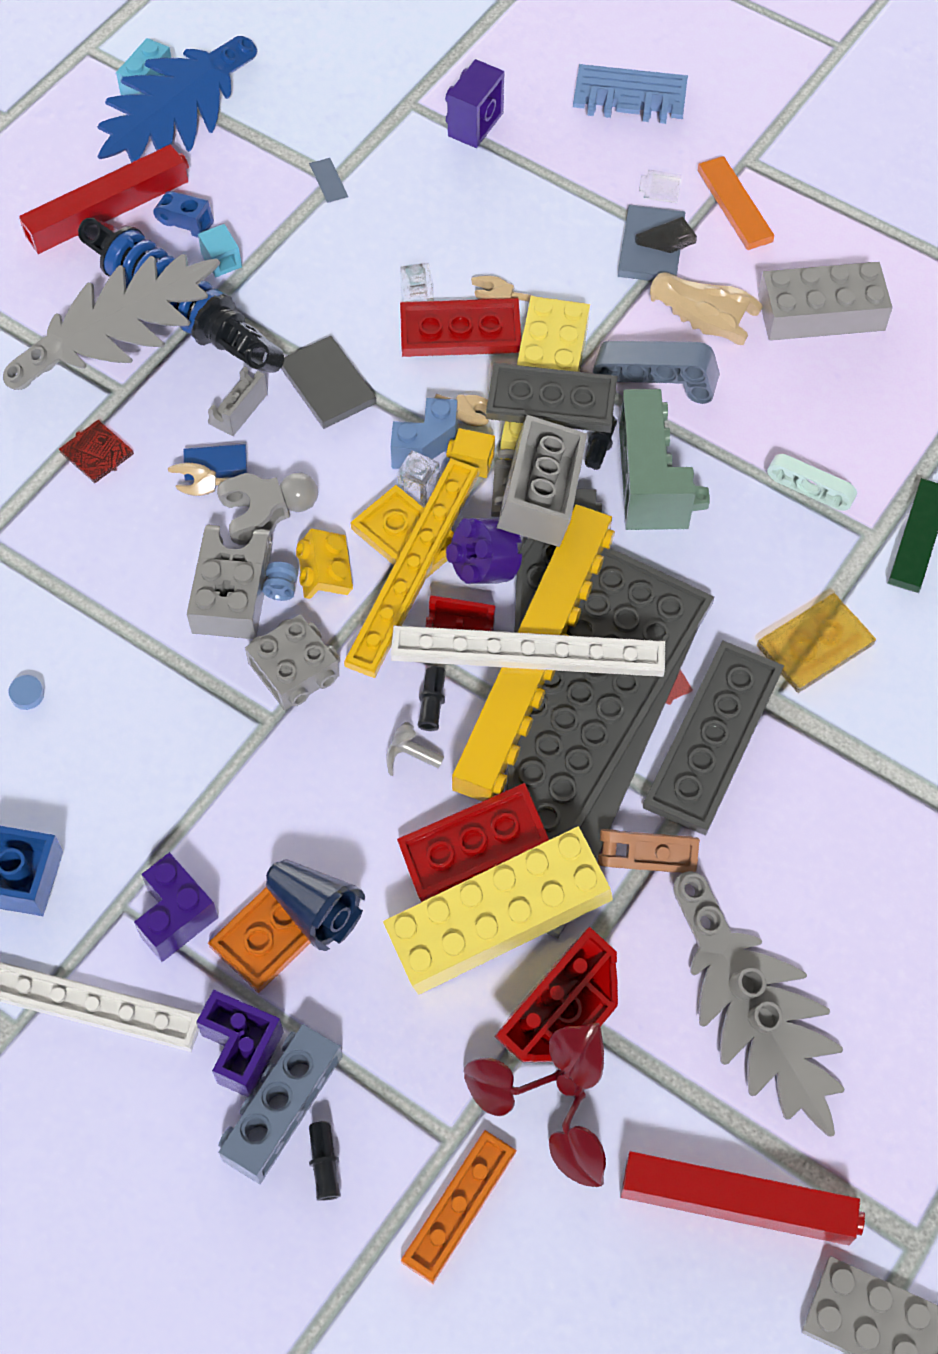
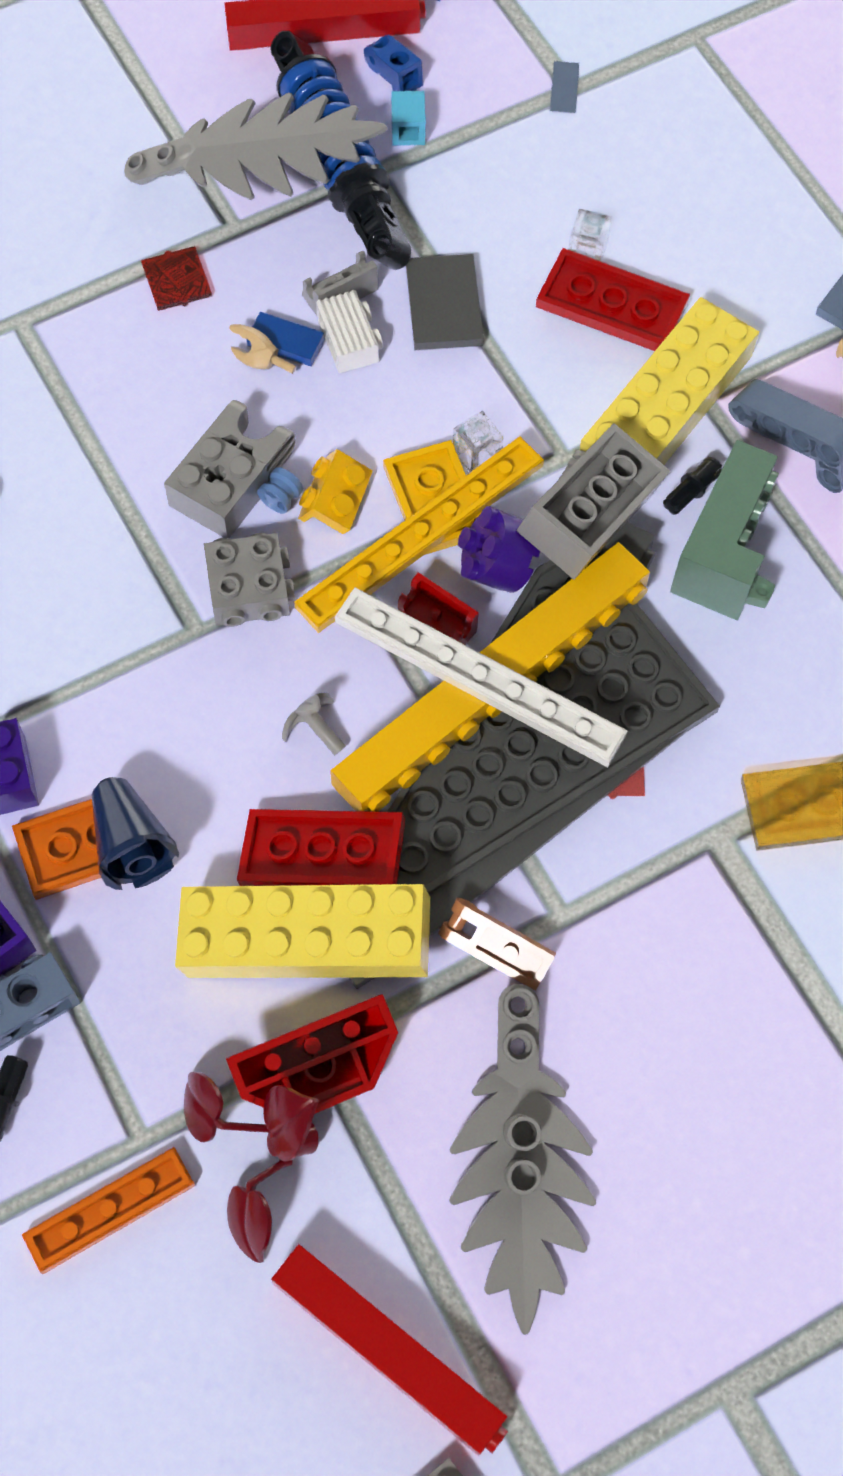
camera: 25 degrees right, 5 degrees up
(265, 435) = (348, 331): none -> white brick
(266, 501) = (311, 401): light grey piece -> none
(428, 437) = (515, 406): medium blue brick -> none
(432, 698) = (366, 681): black axle -> none
(467, 409) = (571, 387): tan hand -> none
(473, 449) = (551, 438): yellow brick -> none
(475, 103) = (759, 62): dark purple brick -> none
(498, 289) = (678, 275): tan hand -> none
(553, 395) = (659, 416): dark grey tile -> none
(713, 738) = (635, 855): dark grey plate -> none

